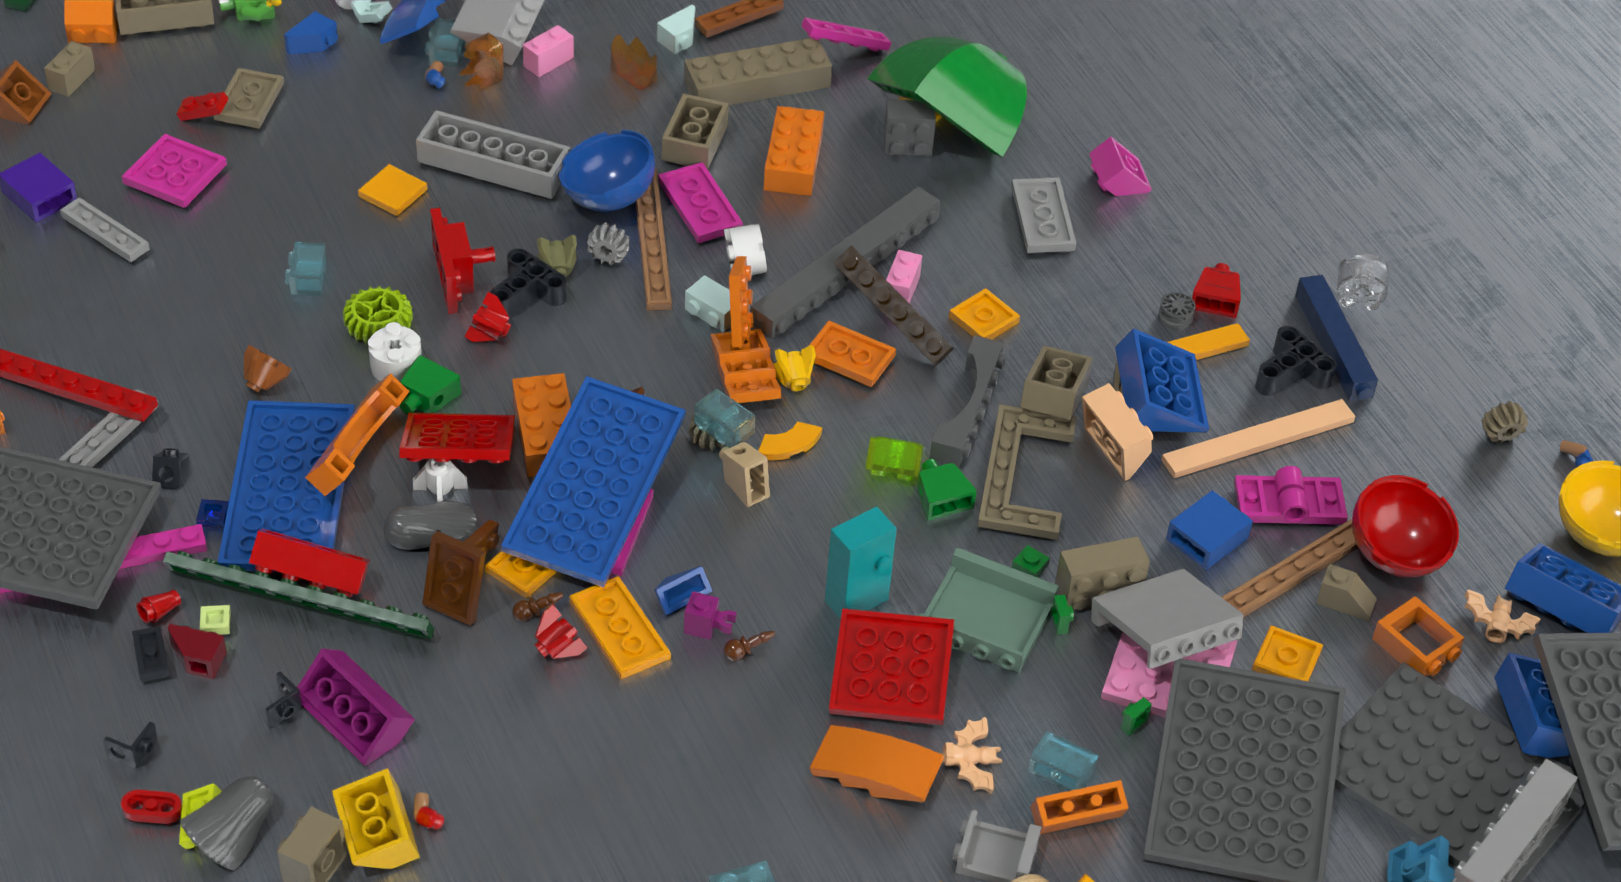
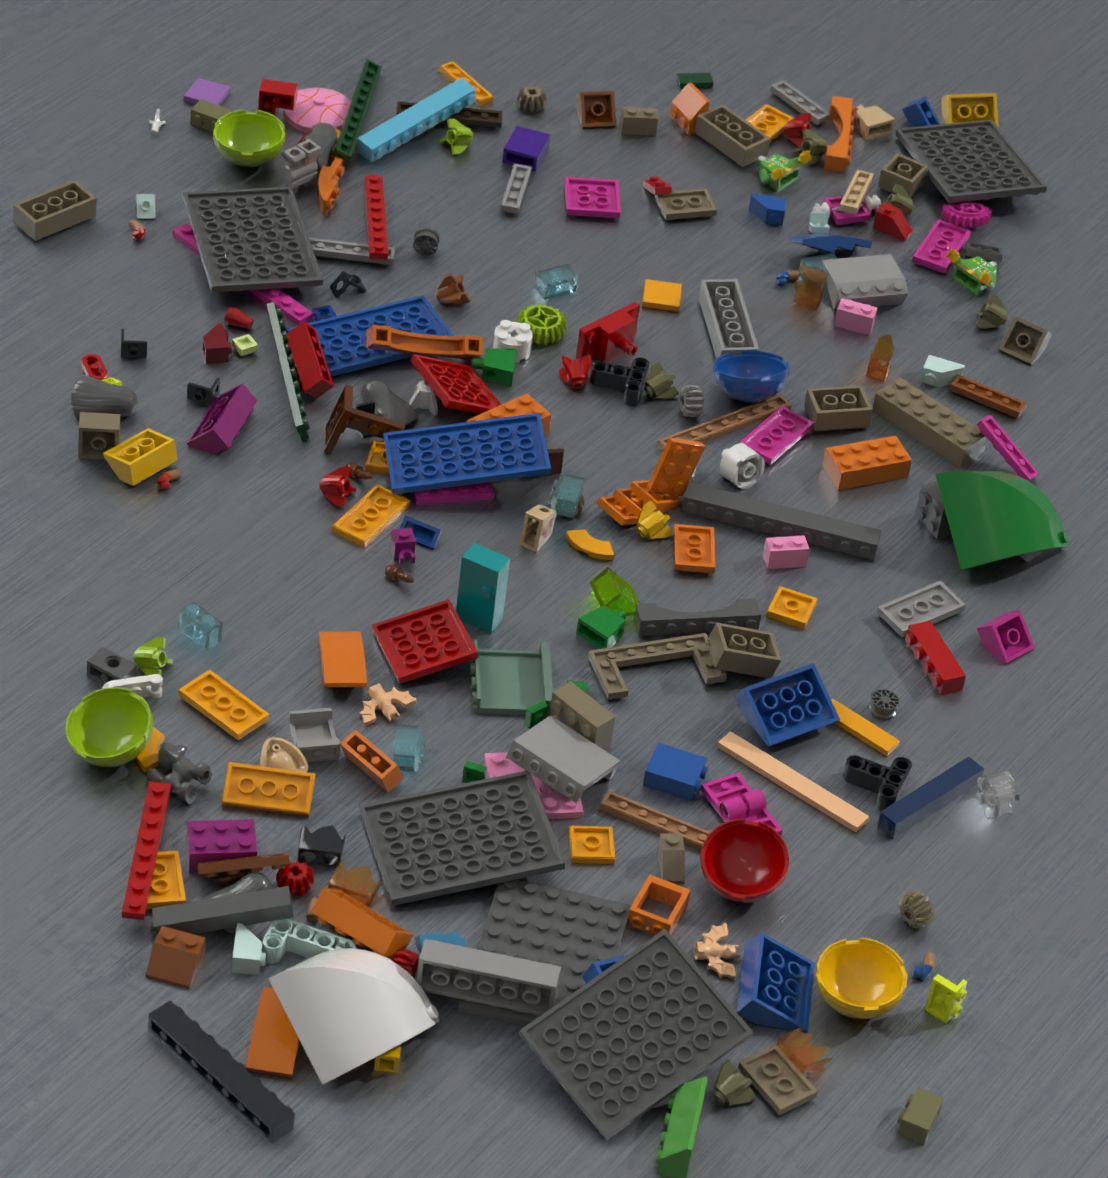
camera: 60 degrees right, 5 degrees down
(148, 353) = (426, 241): none -> dark grey wheel
(150, 653) = (195, 331): black plate -> none
(893, 305) = (750, 551): dark brown plate -> none
(1116, 430) = (719, 688): light nougat slope -> none
(1126, 237) = (935, 657): none -> red brick
(1218, 291) = (922, 720): red torso -> none

